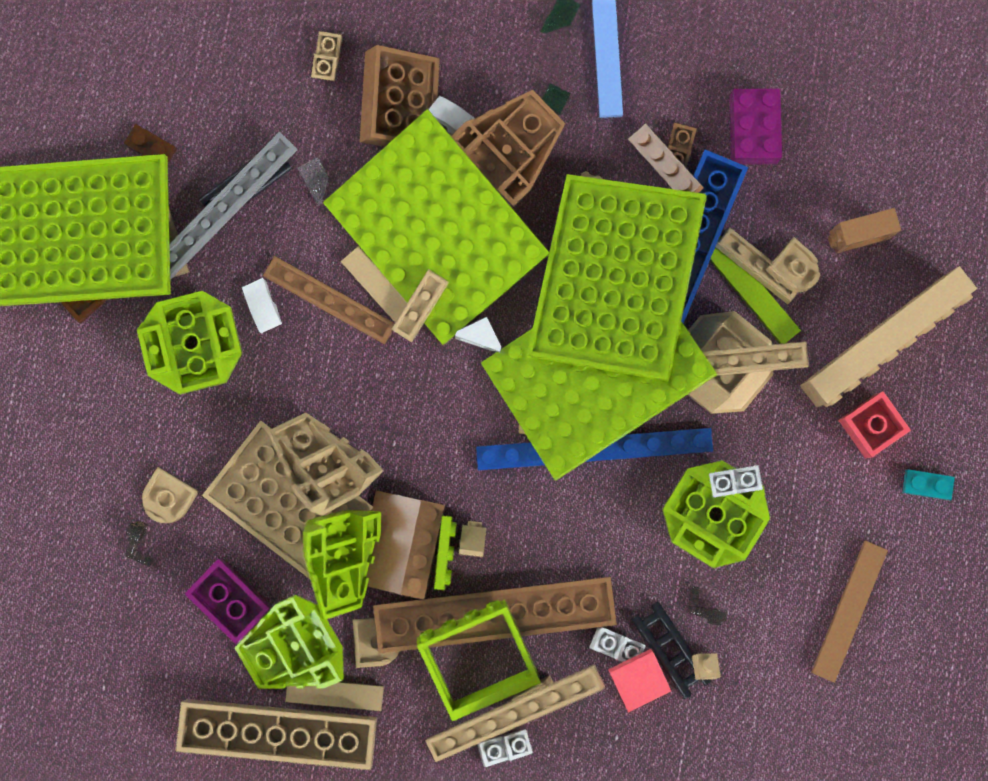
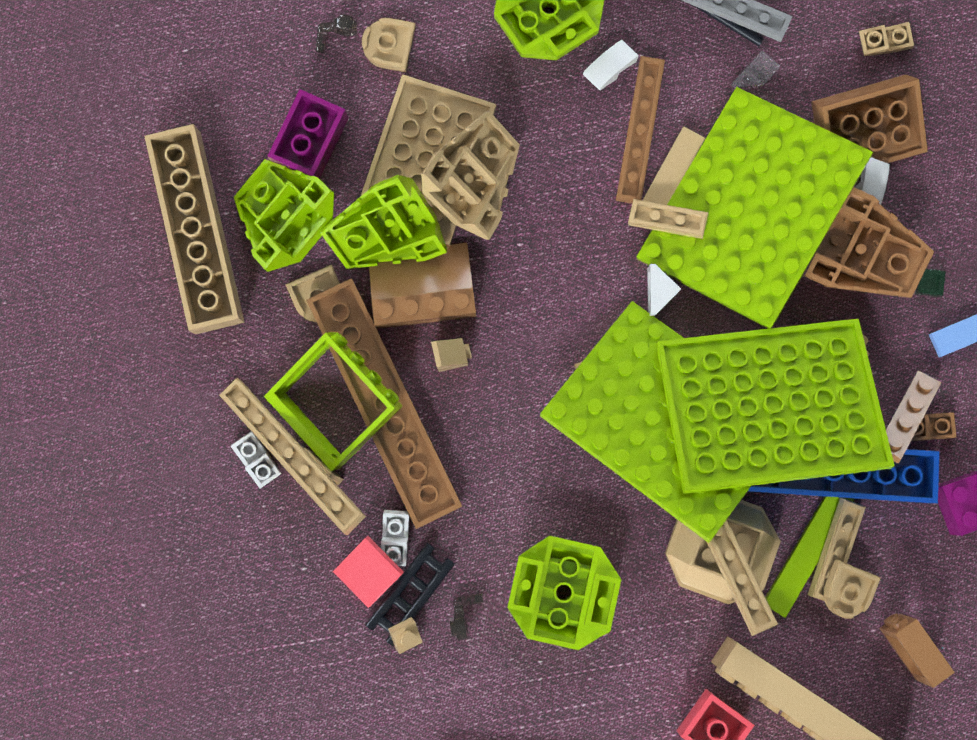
camera: 75 degrees right, 0 degrees up
(339, 695) = (253, 278): tan tile -> none
(445, 553) = (428, 330): lime plate -> none
(625, 448) = (597, 474): blue plate -> none
(735, 481) = (604, 600): white slope -> none

